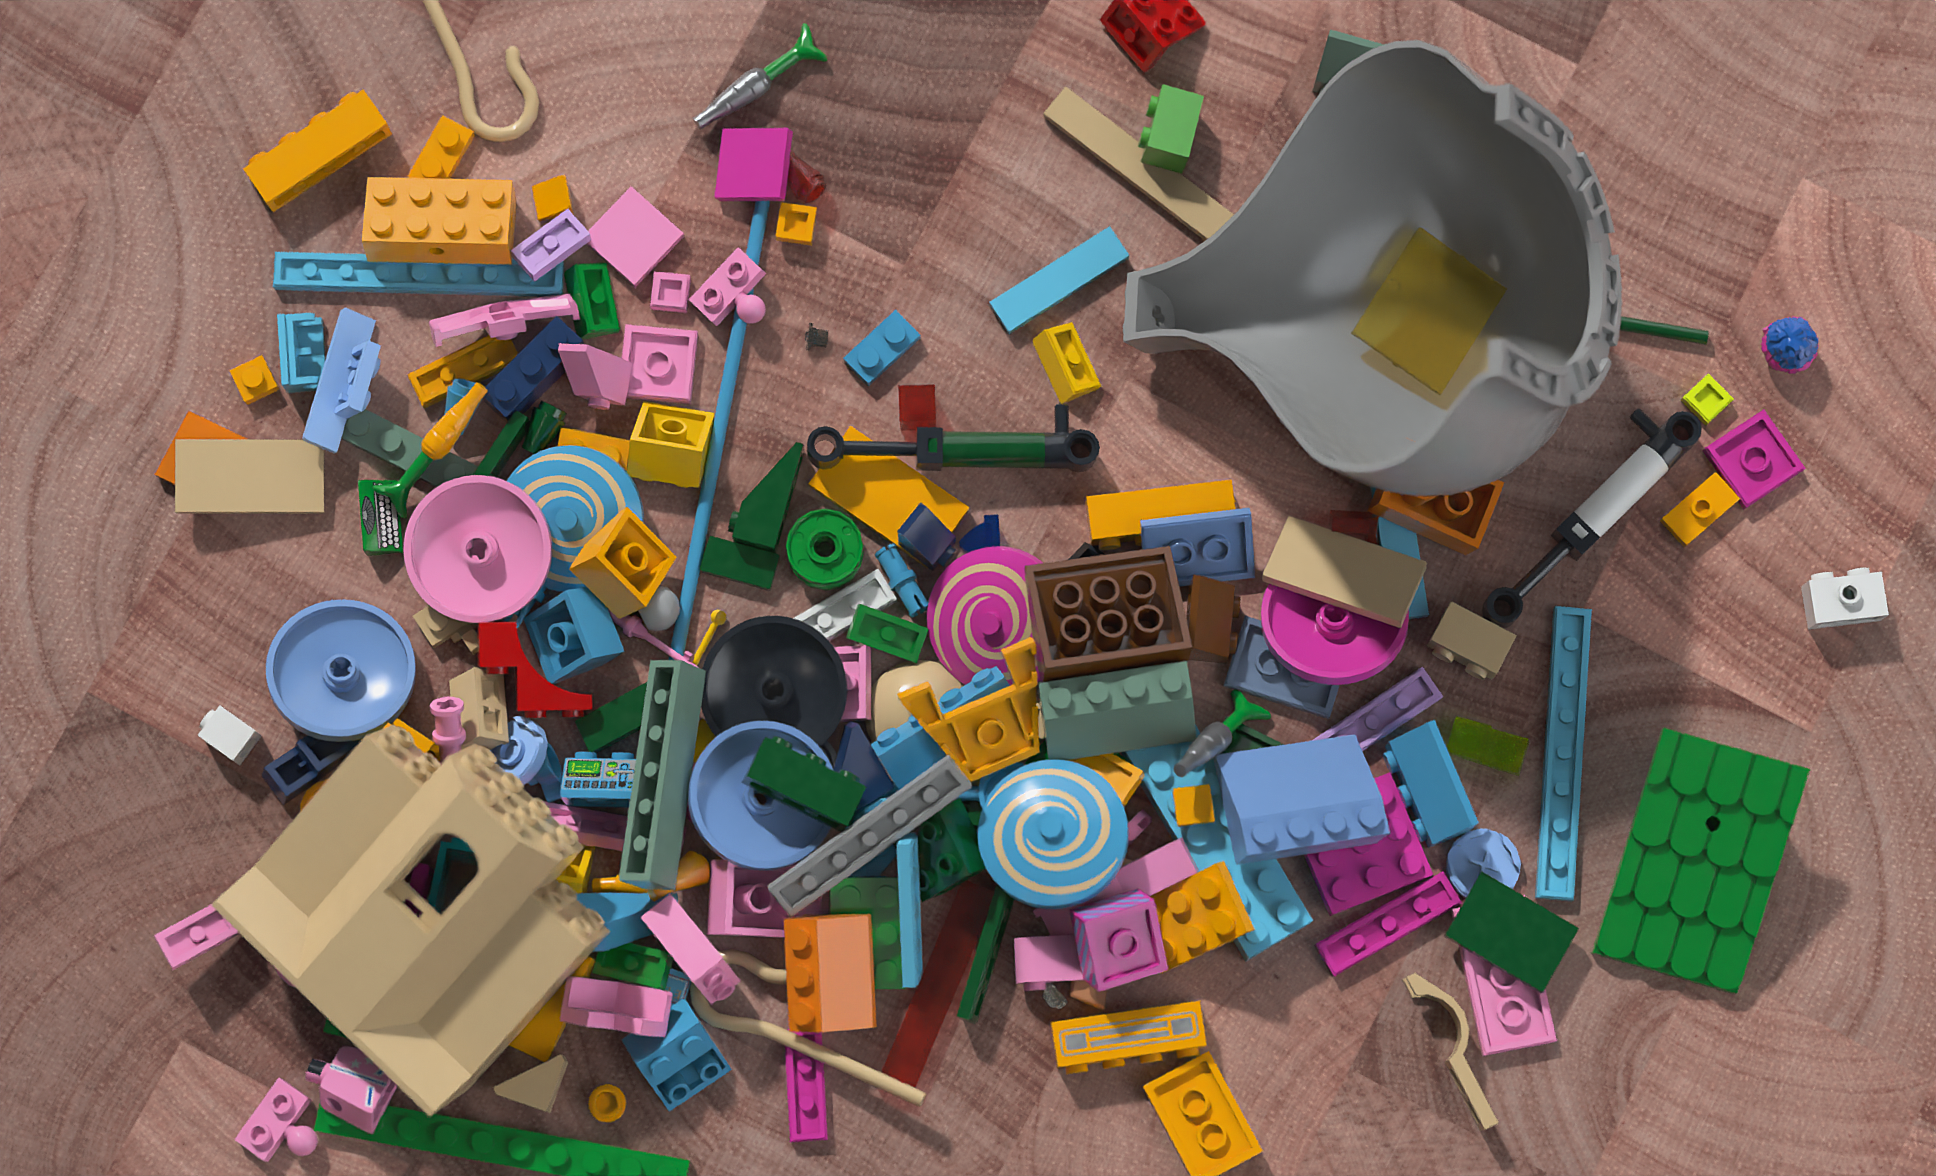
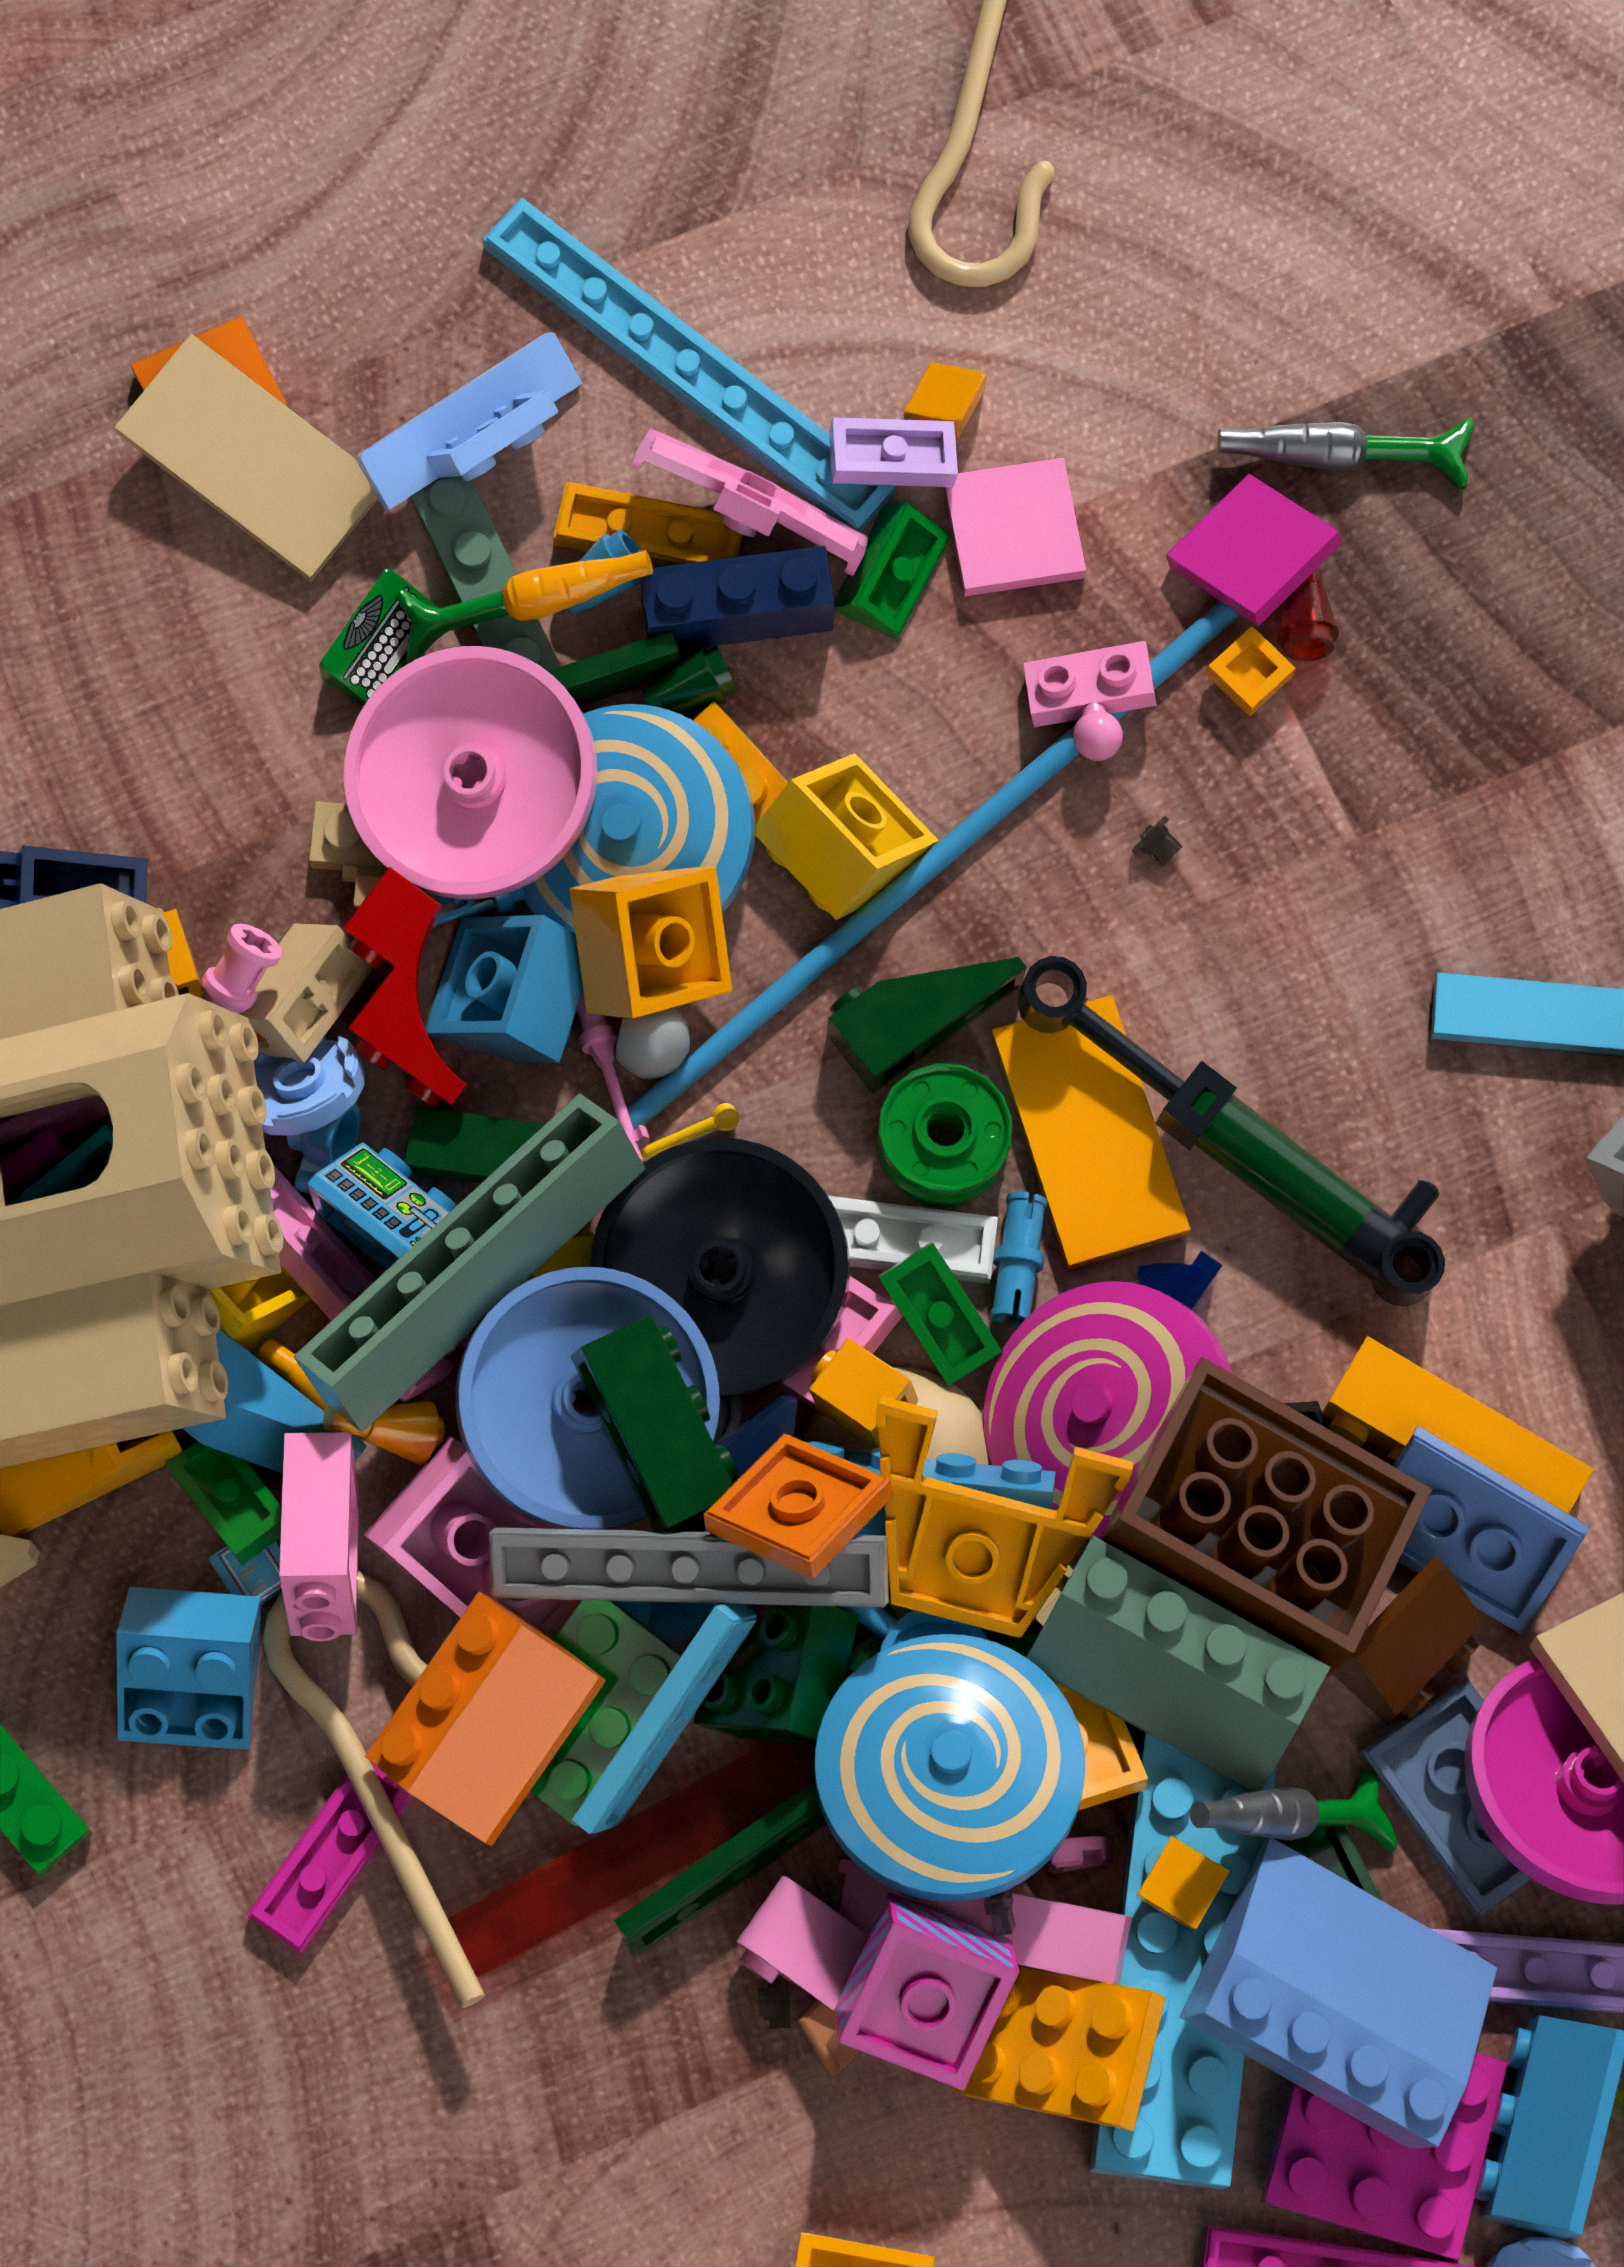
camera: 35 degrees right, 5 degrees down
(254, 380) = (360, 341): light orange plate -> none
(301, 351) = (449, 345): medium azure hinge -> none
(317, 150) = (682, 107): light orange brick -> none
(340, 670) = (160, 795): medium blue dish -> none
(439, 220) = (769, 311): light orange brick -> none
(443, 150) = (841, 235): light orange plate -> none
(596, 374) = (816, 663): bright pink slope -> none
(607, 1103) = (42, 1661): light orange plate -> none
(616, 1006) = (154, 1531): bright pink panel -> none
(661, 363) = (913, 718): bright pink tile -> none
(670, 292) = (1006, 636): bright pink tile -> none
(739, 563) = (813, 1066): dark green tile -> none
(878, 697) = (850, 1386): none -> light orange brick
(881, 348) = (1238, 924): dark azure plate -> none
(898, 771) = (798, 1505): none -> orange tile
(916, 406) = (1224, 1035): clear red brick -> none
(927, 538) = (1096, 1221): dark blue slope -> none
(1066, 362) = (1482, 1136): yellow slope -> none
(1124, 880) = (1001, 1912): none -> clear smoke piece
(1128, 1035) = (836, 2142): light orange brick -> none

